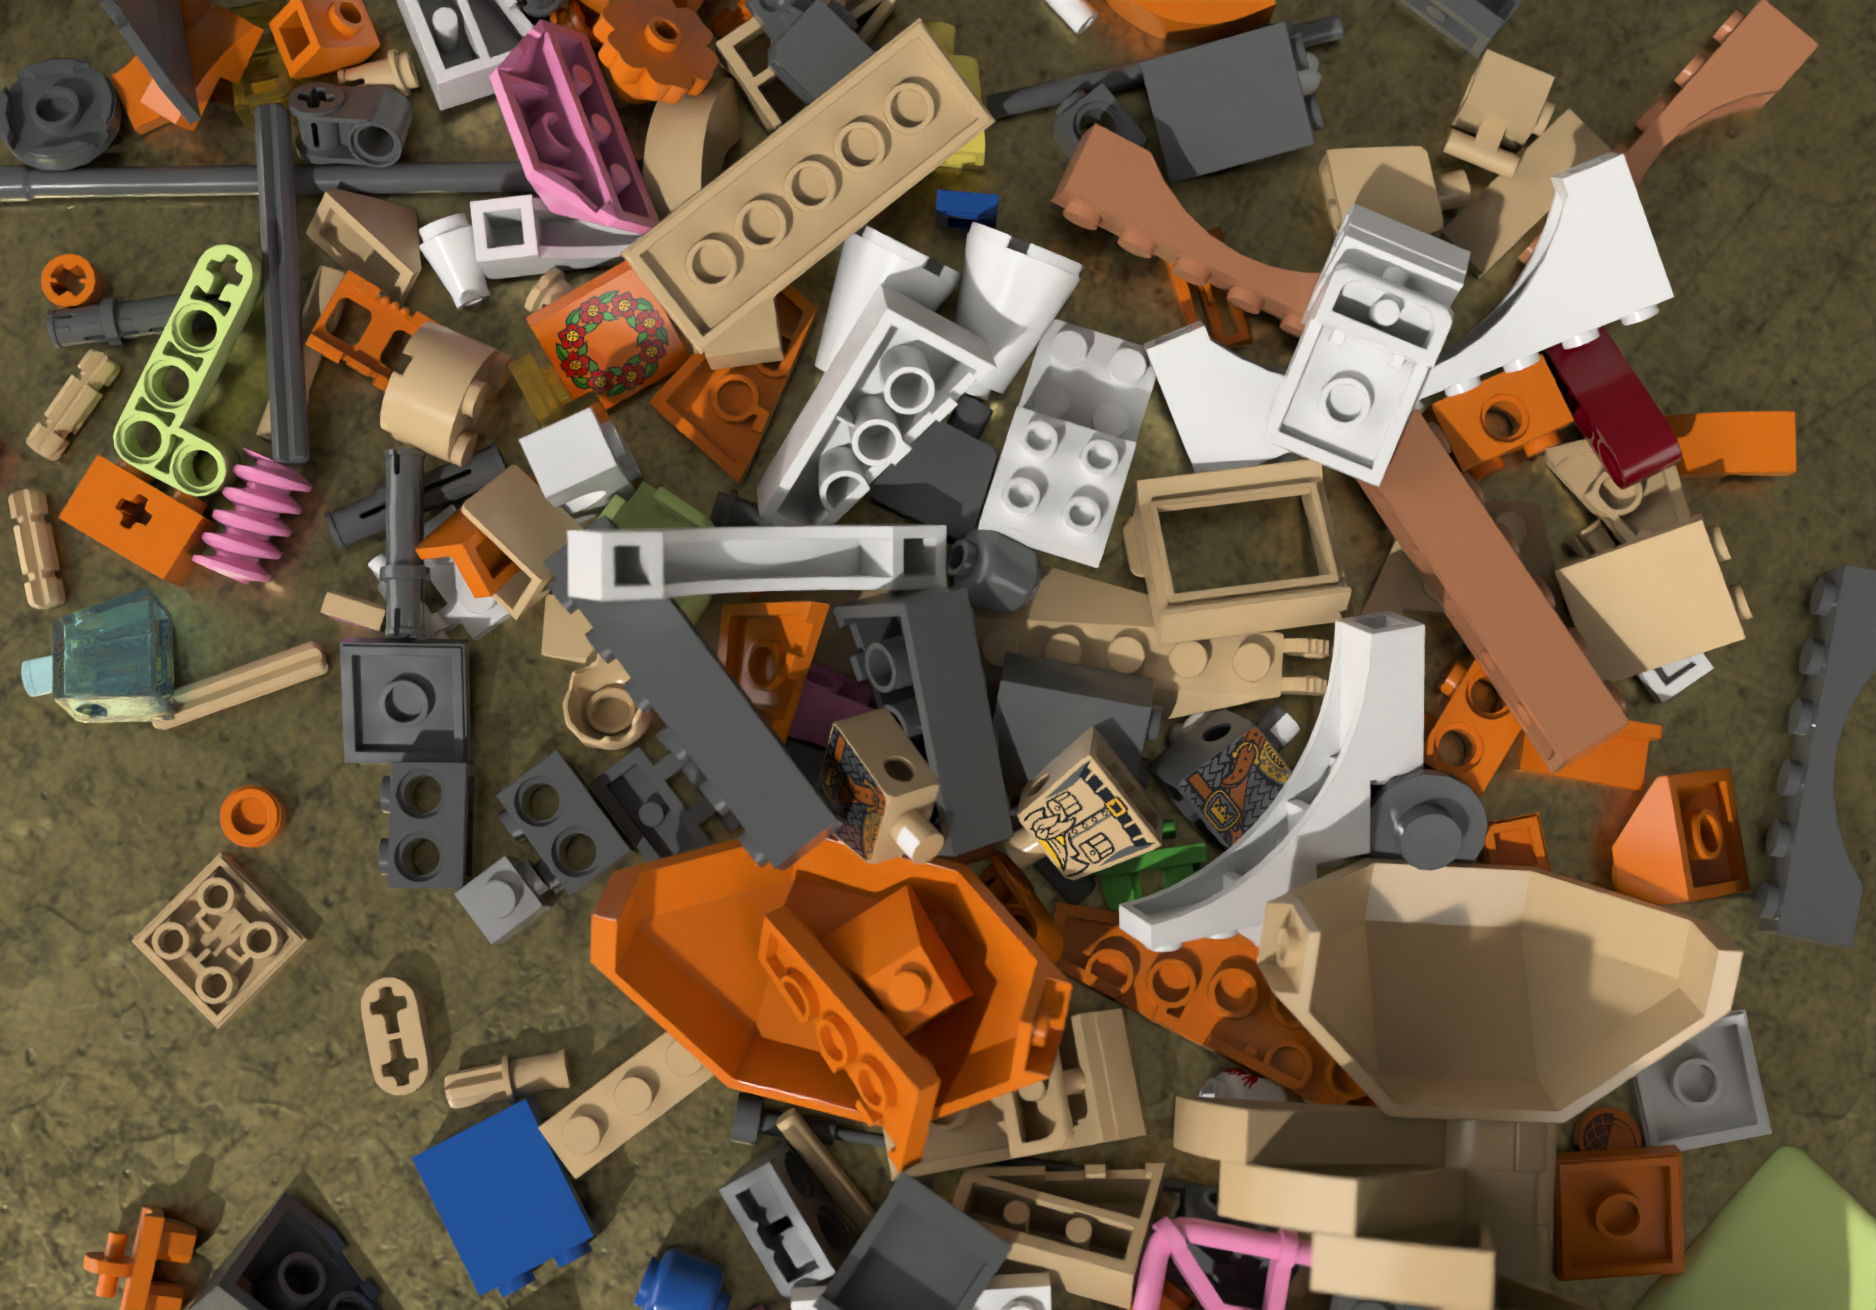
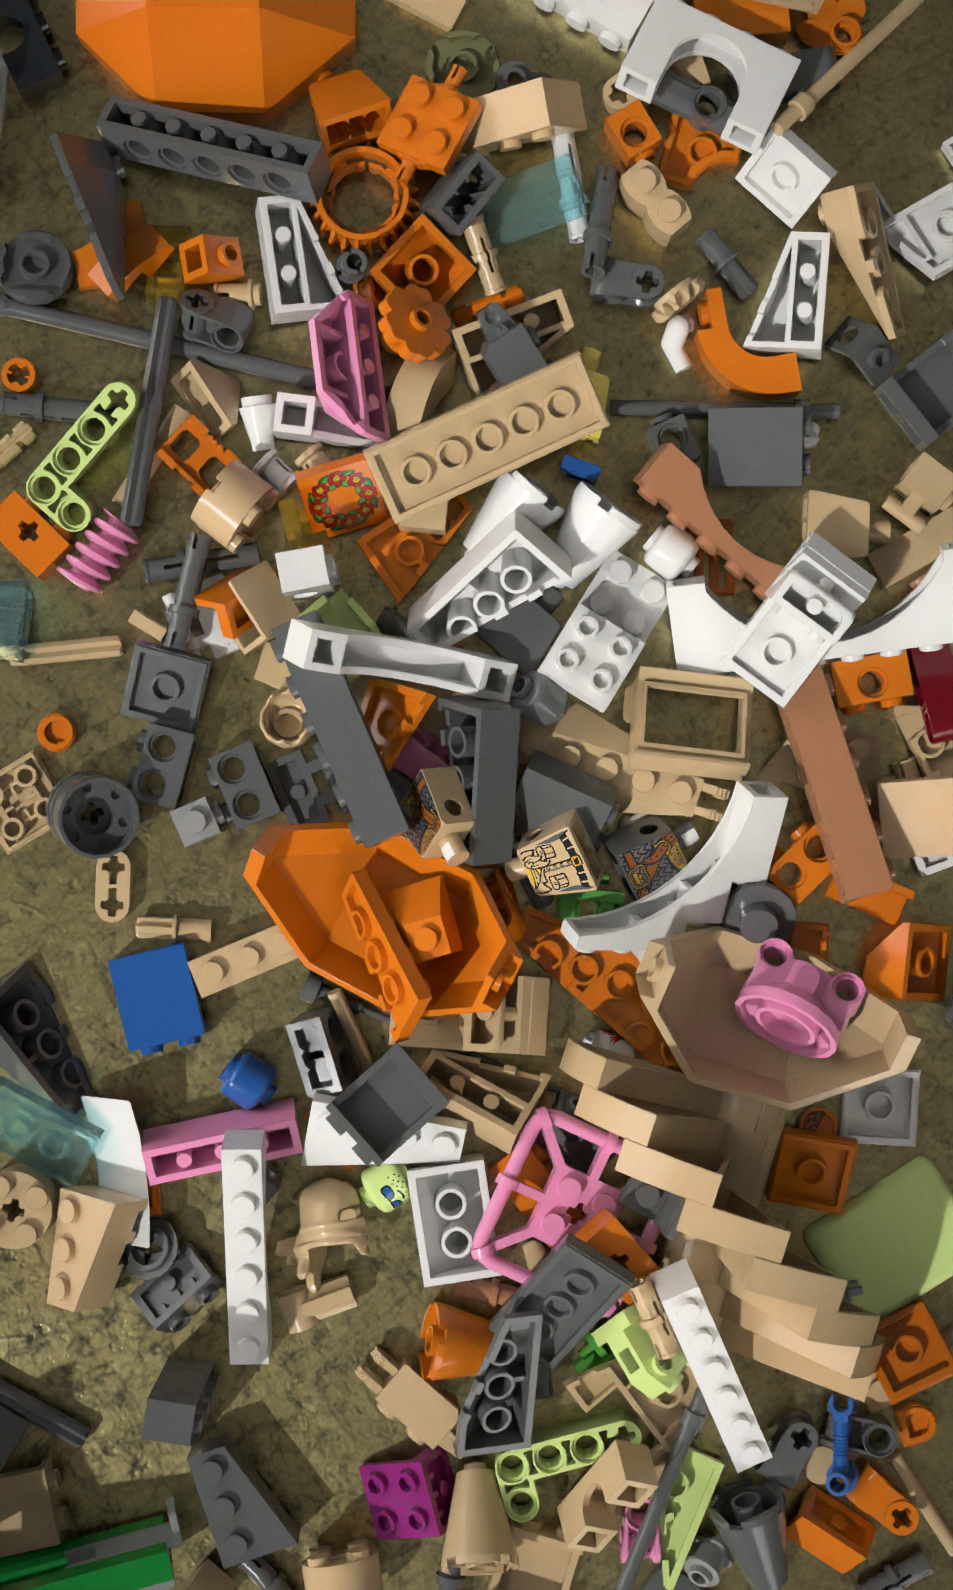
camera: 15 degrees right, 5 degrees up
(367, 940) = (111, 824): none -> dark grey wheel
(500, 328) = (276, 473): none -> white bush
(1139, 298) = (671, 552): none -> white head
(1526, 947) = (797, 1002): none -> bright pink piece

